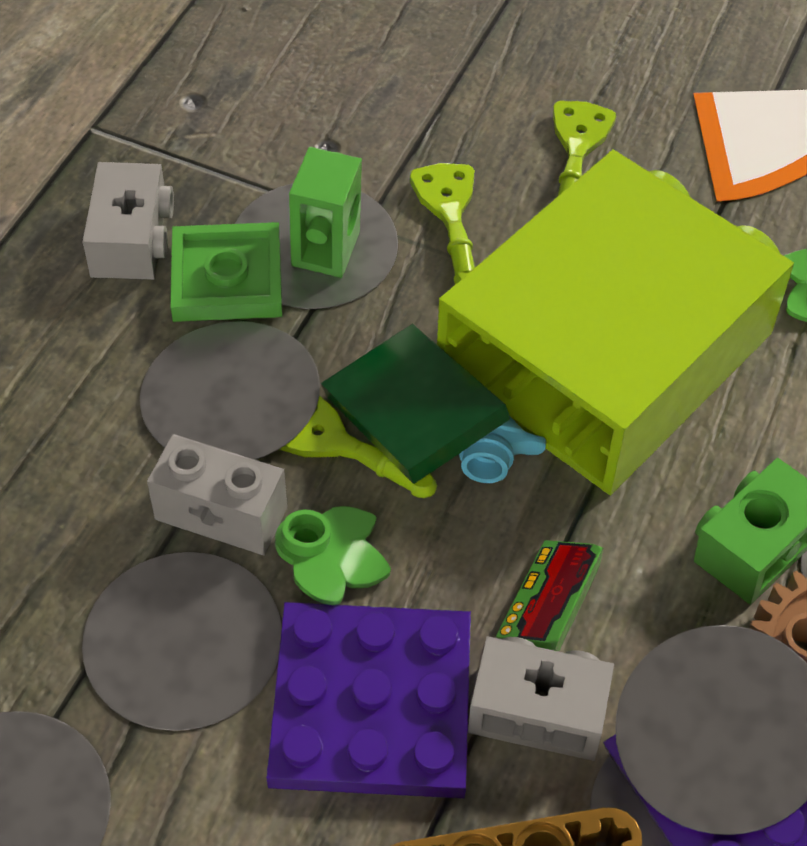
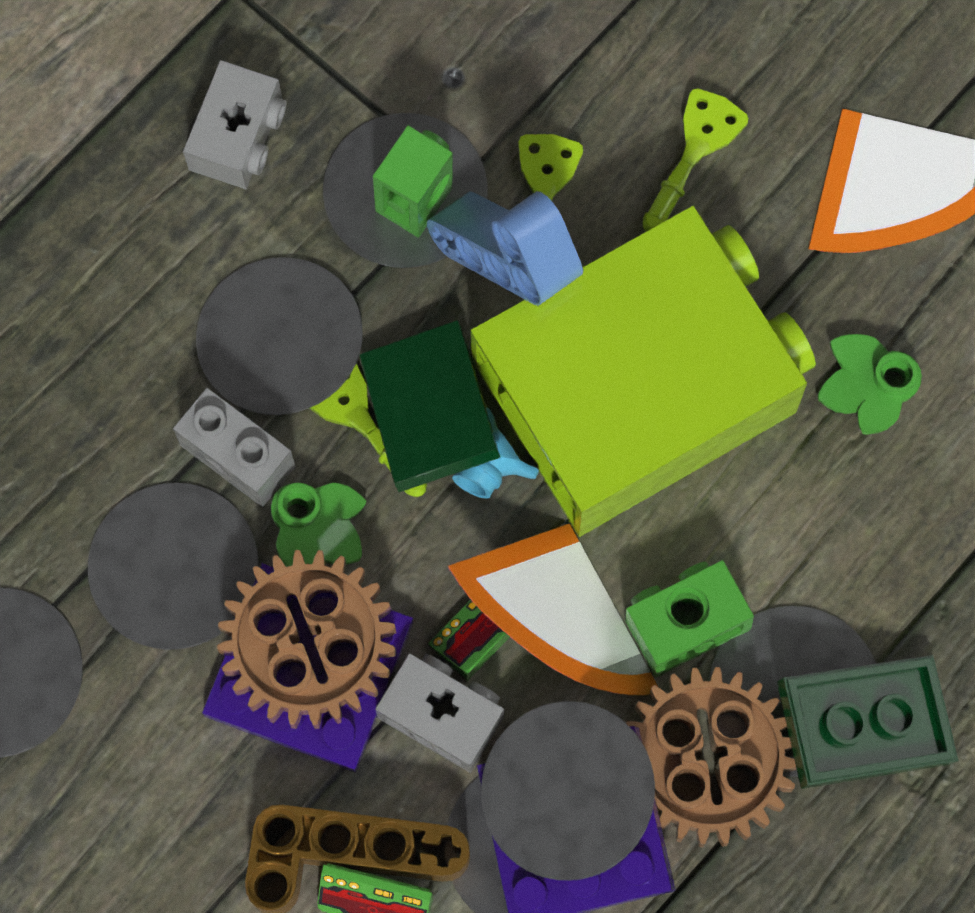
camera: 20 degrees right, 20 degrees up
(226, 272) = (311, 206): bright green tile -> none
(319, 682) = (262, 656): none -> medium nougat gear
(475, 221) = (515, 248): none -> medium blue beam
(623, 554) = (557, 610): none -> sticker

